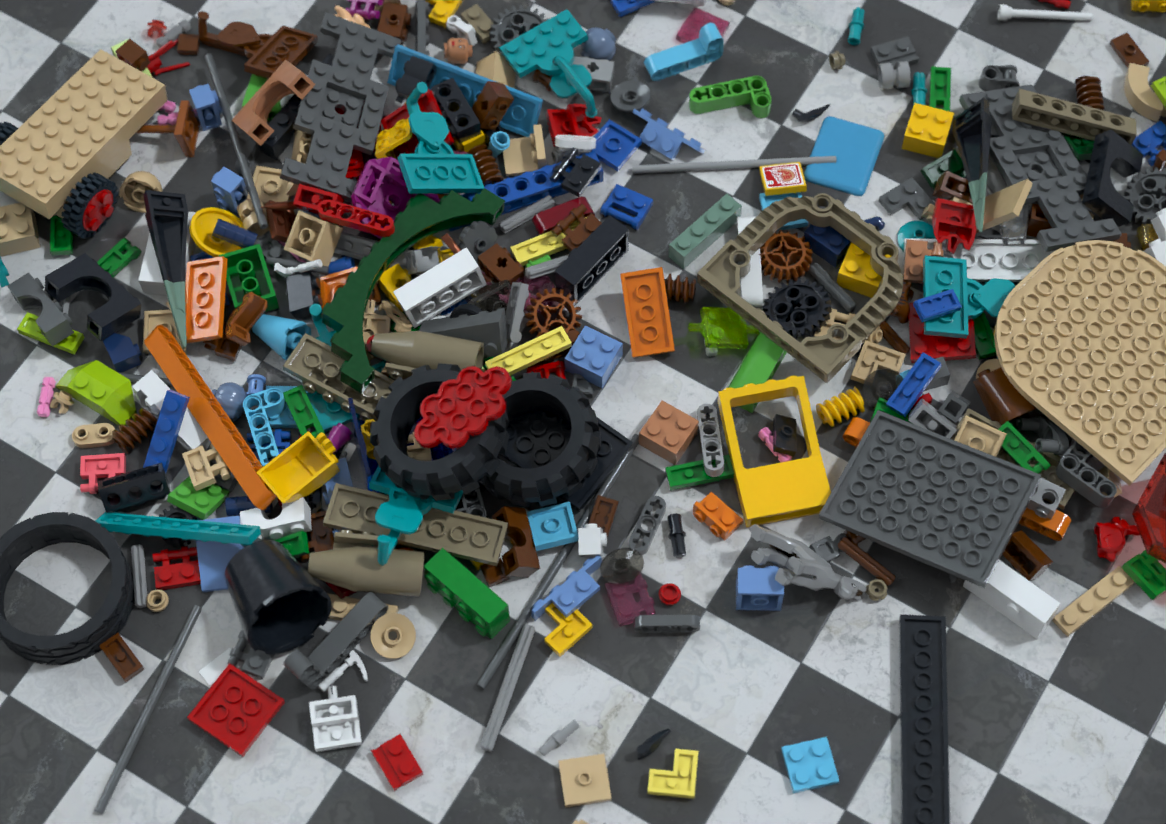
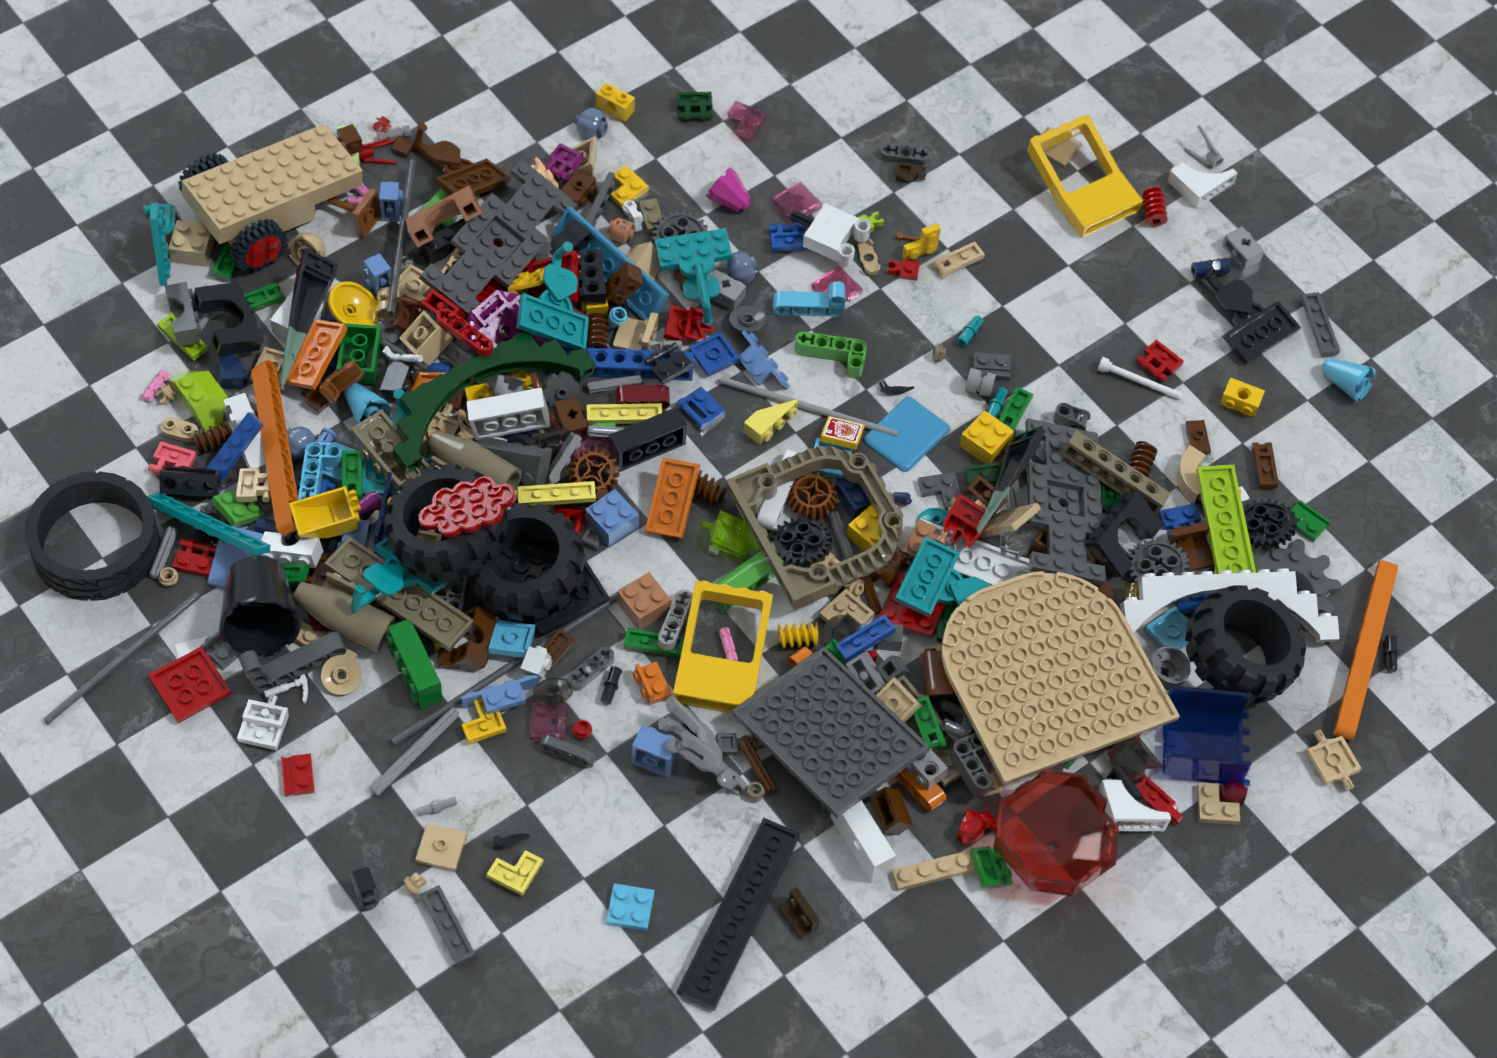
camera: 15 degrees right, 5 degrees down
(121, 657) = (119, 609): reddish brown plate -> none
(234, 234) = (363, 310): dark blue axle -> none
(578, 235) = (643, 414): reddish brown plate -> none
(583, 143) = (687, 342): white plate -> none
(701, 194) = (766, 421): none -> light yellow slope
(704, 231) = (754, 451): sand green brick -> none
(784, 435) = (739, 639): black plate -> none
(937, 305) = (913, 579): blue plate -> none
(986, 702) = (799, 914): none -> dark brown bracket

